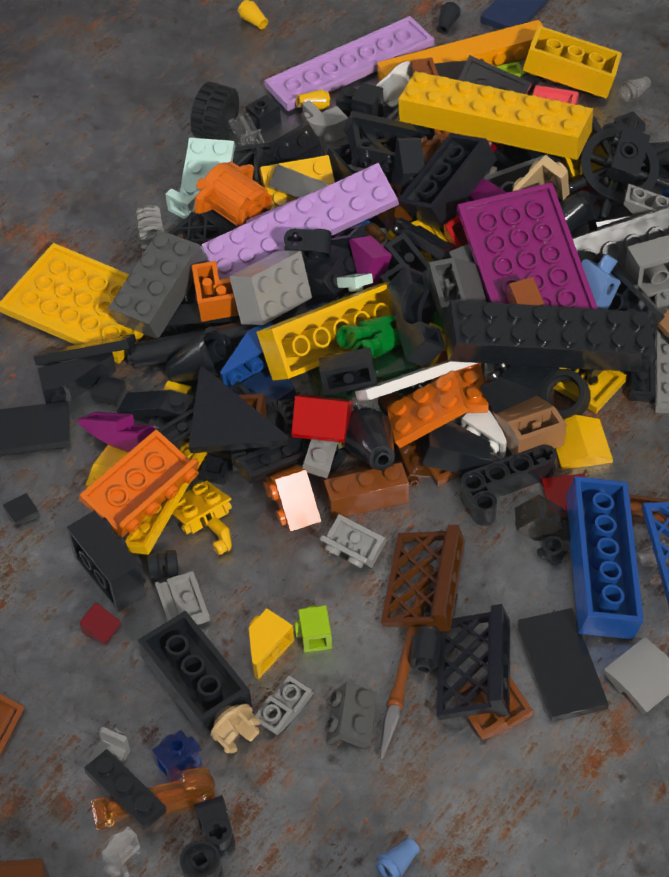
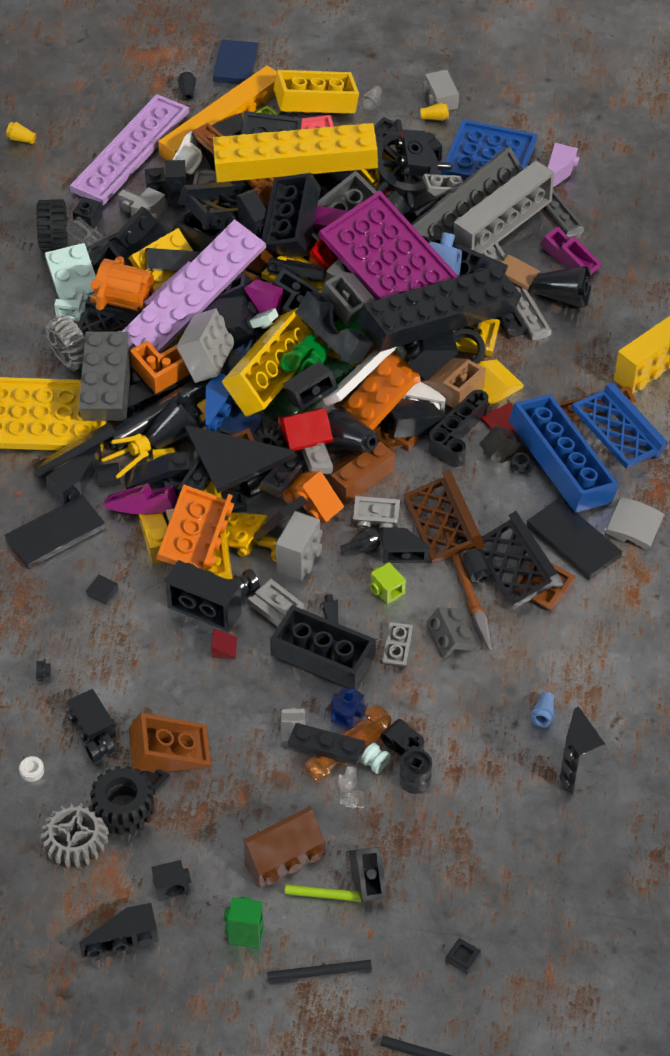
camera: 30 degrees left, 0 degrees up
(154, 370) = (138, 446): none -> yellow plant
(171, 830) = (375, 758): none -> light aqua wheel
(234, 721) = (377, 670): tan piece -> none
(236, 636) = (330, 608): none -> black piece
(238, 507) = (280, 518): none -> black tile
(240, 545) = (298, 546): none -> light grey brick
(268, 640) = (357, 604): yellow slope -> none
(311, 242) = (218, 298): black piece -> none
(318, 570) = (362, 542): none -> black piece
(319, 98) = (126, 184): yellow cone -> none
(356, 593) = (403, 547): none -> black slope
(524, 293) = (405, 282): dark orange brick -> none
(545, 172) = (369, 185): tan bracket -> none

